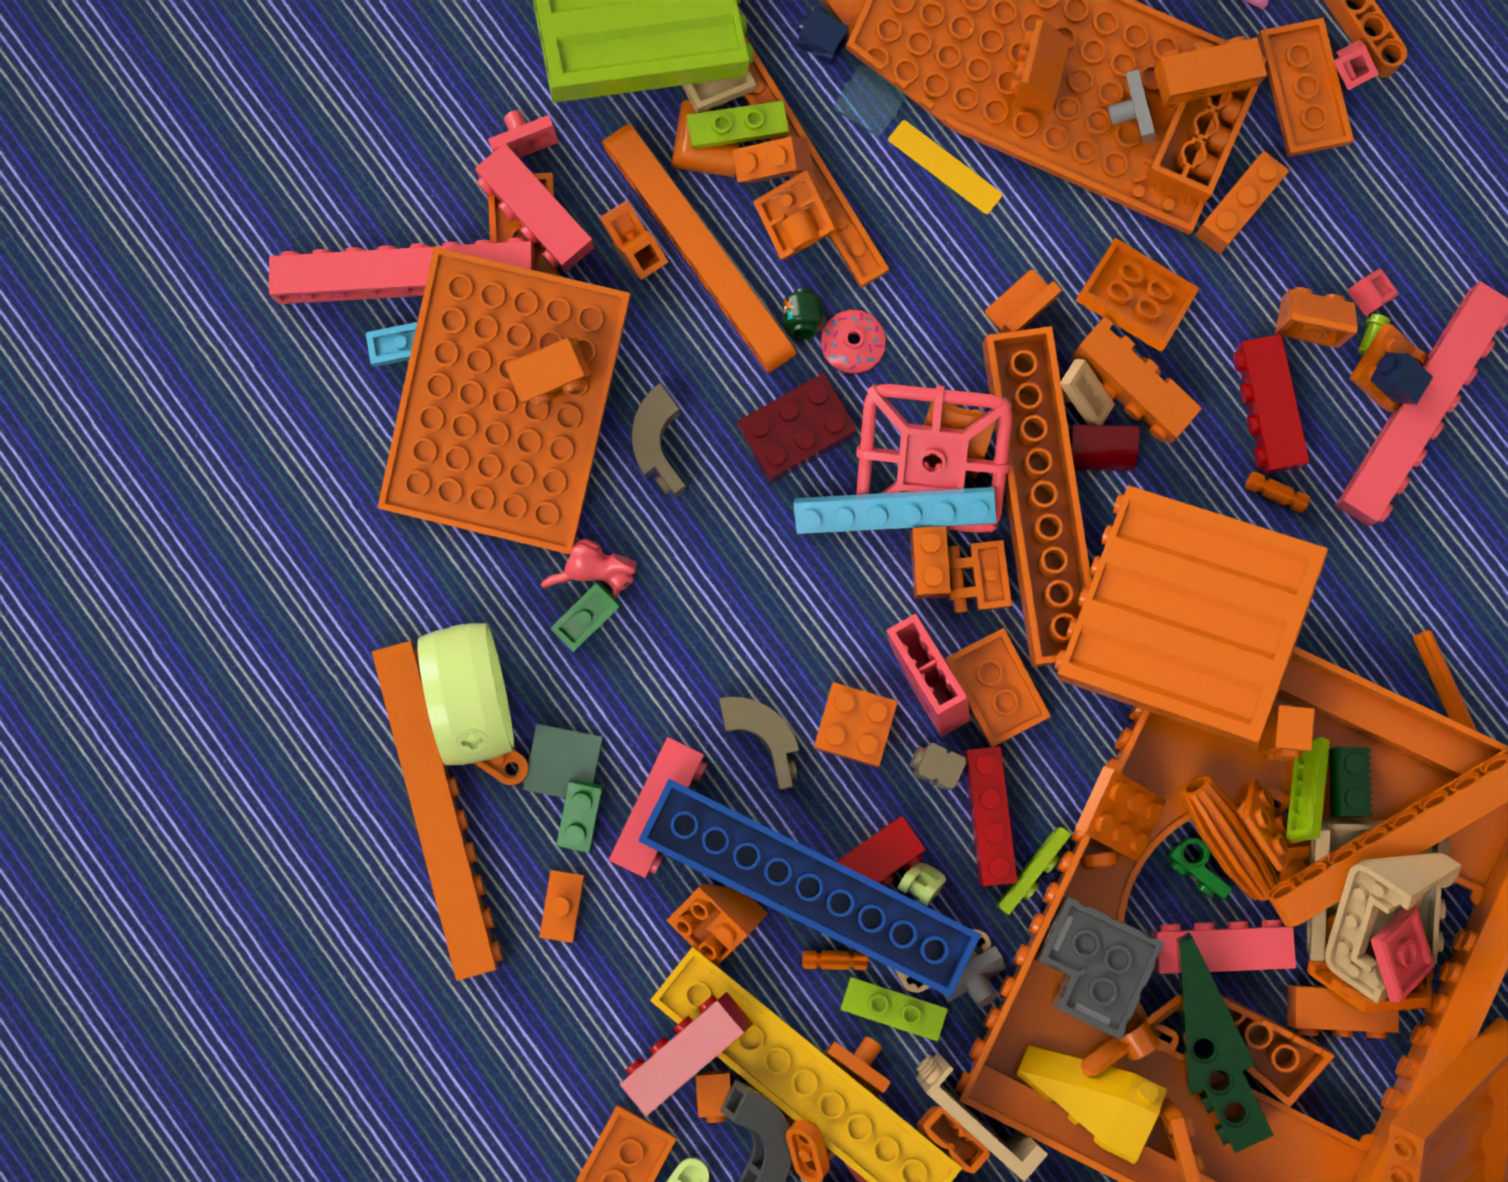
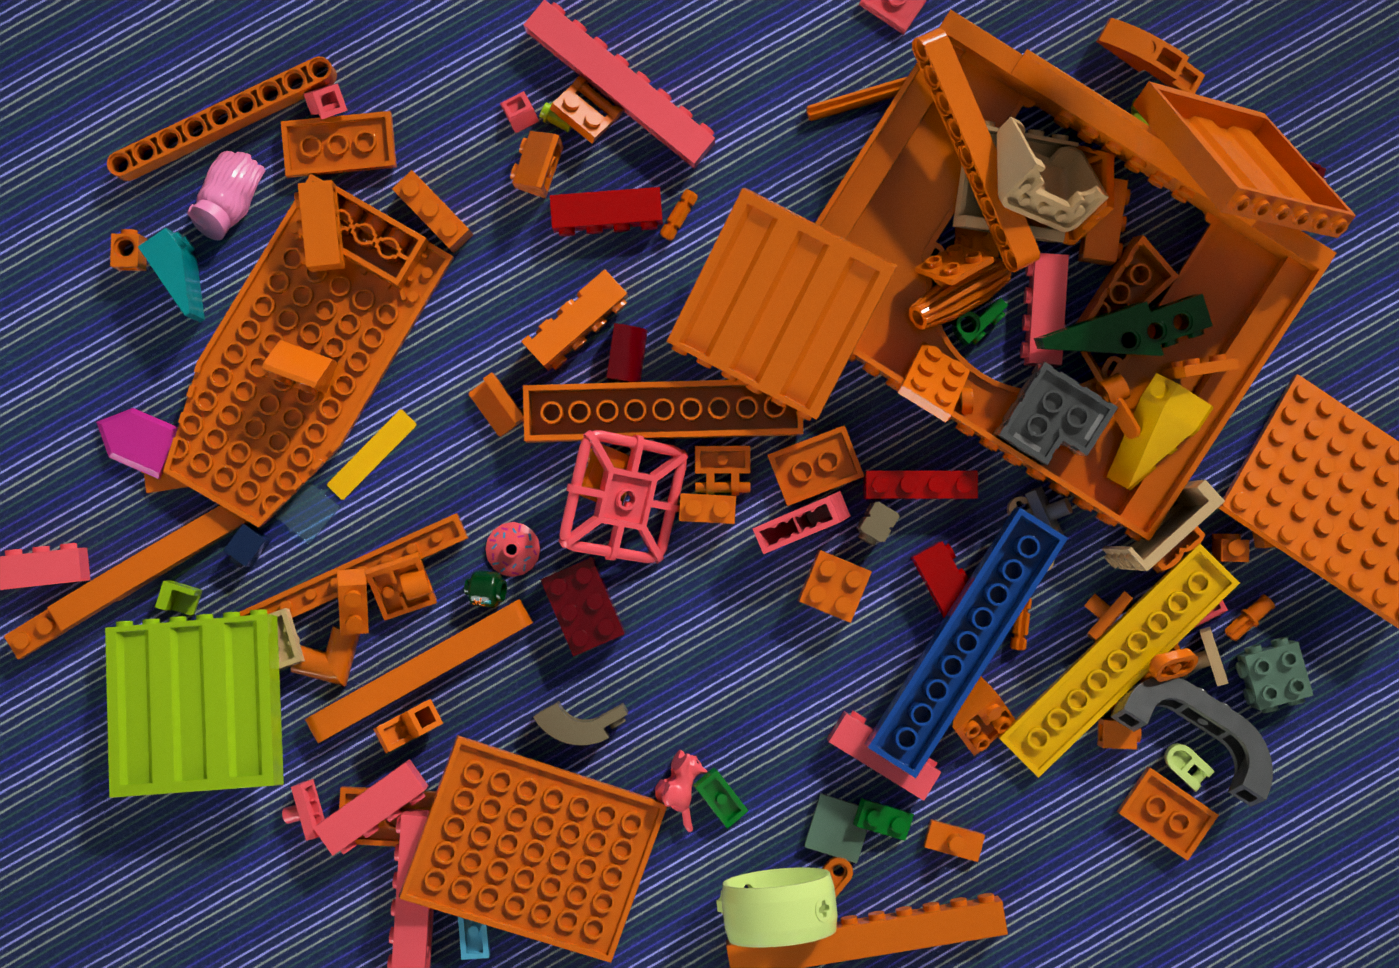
camera: 85 degrees left, 5 degrees up
(549, 370) = (518, 813): orange brick -> none
(686, 1053) = (1085, 753): brick -> none
(737, 125) = (318, 627): lime plate -> none
(762, 721) = (827, 656): dark tan arch -> none
(894, 1009) = (1064, 580): lime plate -> none
(895, 510) = (662, 532): medium azure plate -> none
(922, 882) = (968, 545): yellowish green plate -> none
(1043, 860) = (975, 461): lime plate -> none
(1086, 393) = (581, 362): tan tile -> none
(1135, 108) = (344, 291): light grey tile -> none
(1138, 294) = (503, 309): orange plate -> none
(1287, 733) = (886, 239): orange brick -> none
(1308, 792) = (930, 227): lime plate -> none
(1350, 782) = (927, 192): dark green brick -> none
(1401, 378) = (598, 102): dark blue brick -> none
(1402, 954) = (1073, 171): coral tile -> none

